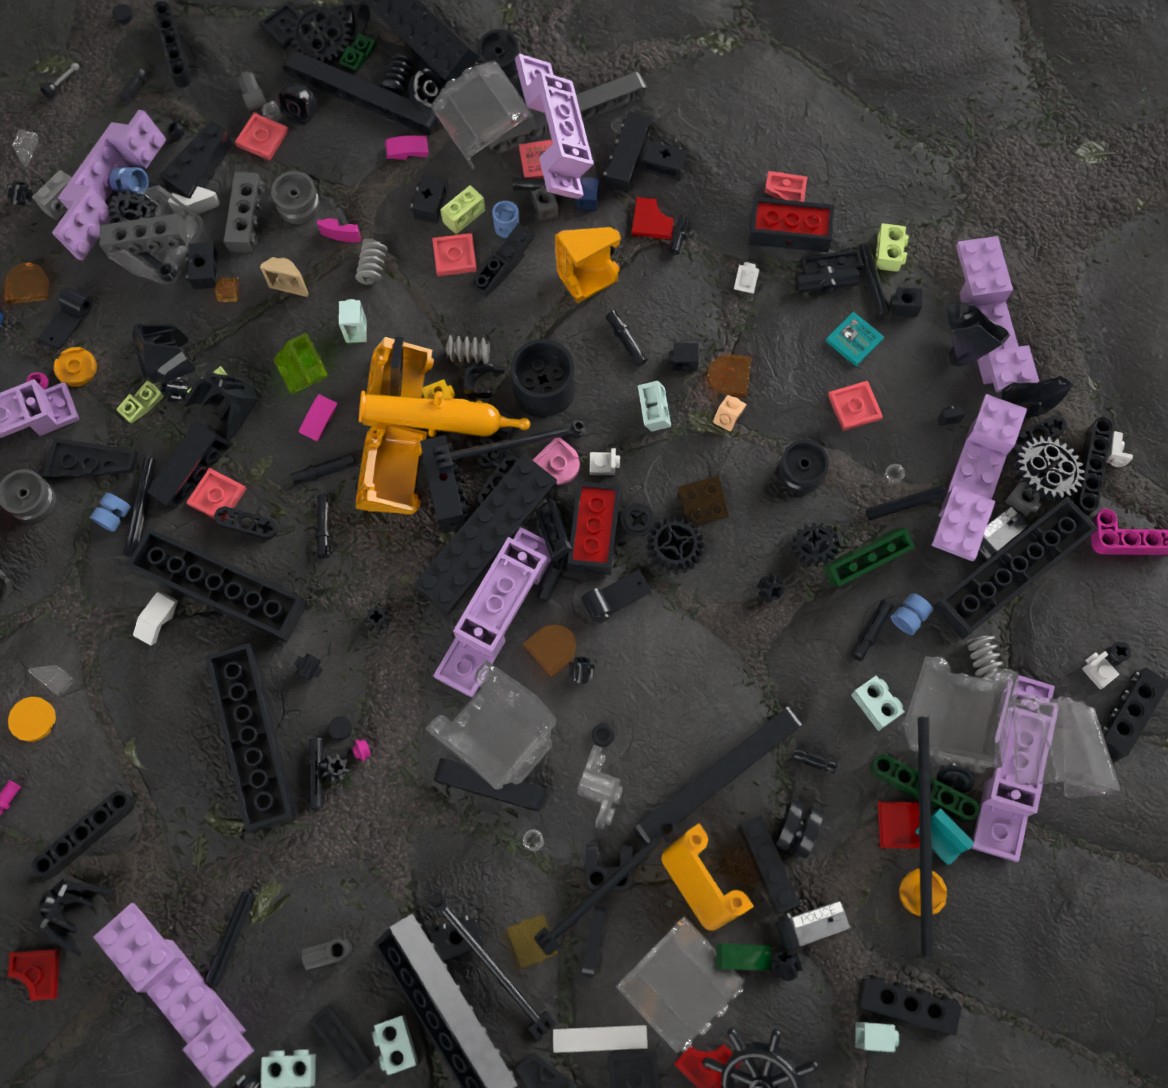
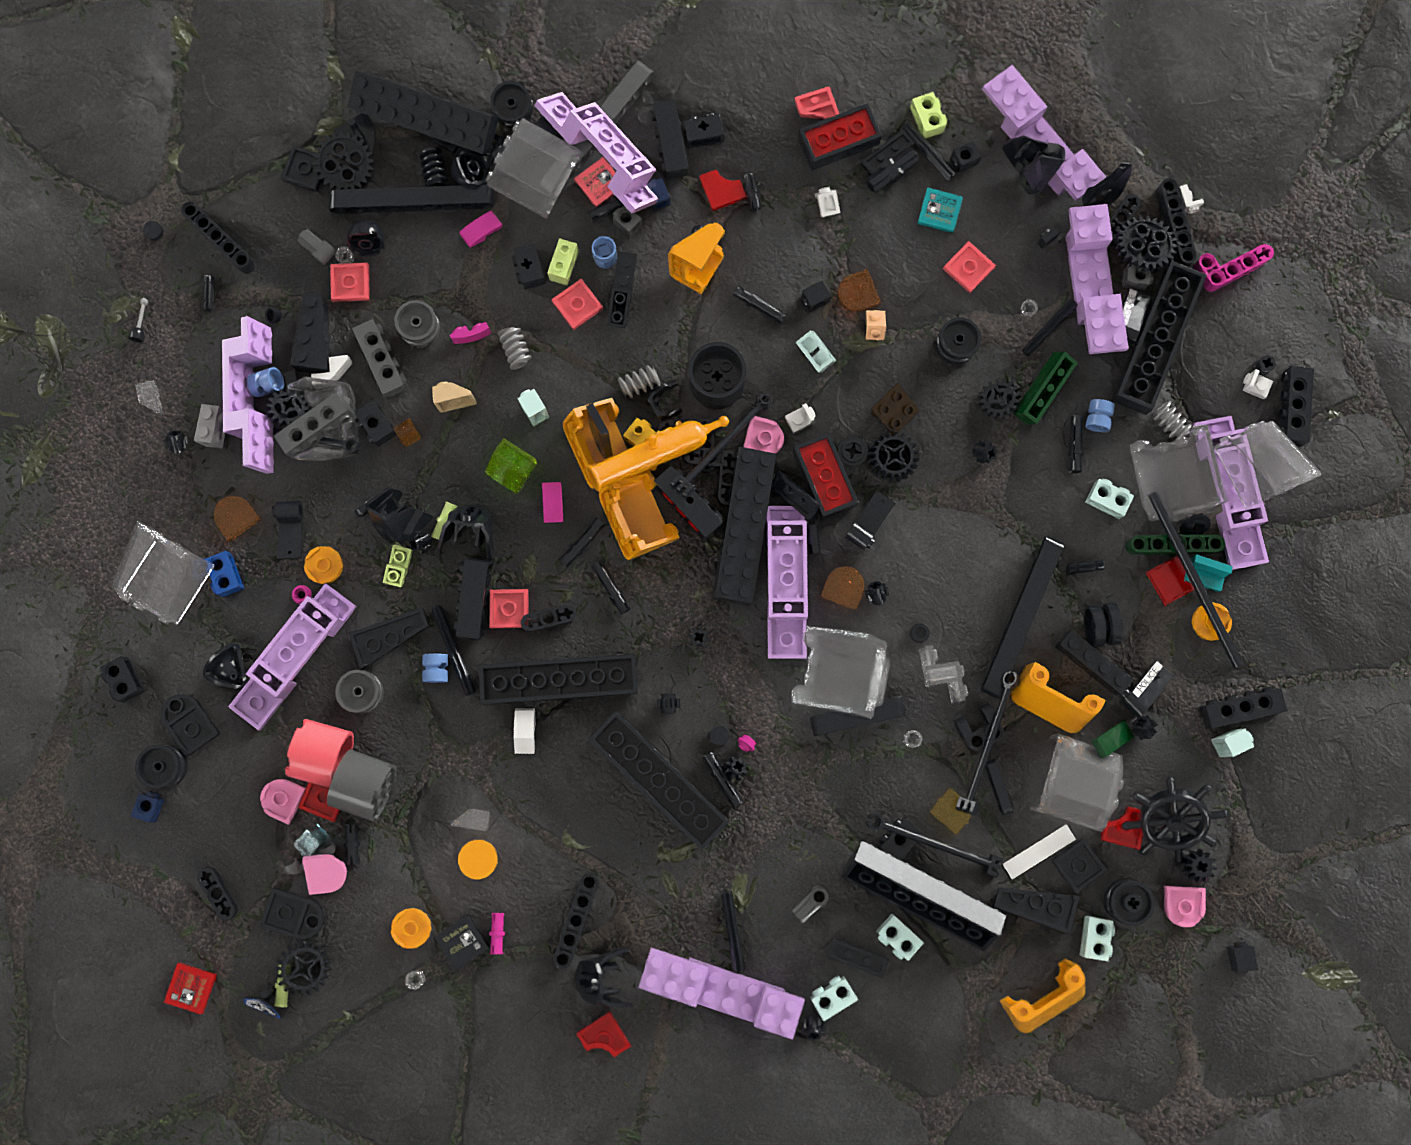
camera: 30 degrees left, 10 degrees up
(357, 55) = (385, 162): dark green slope -> none

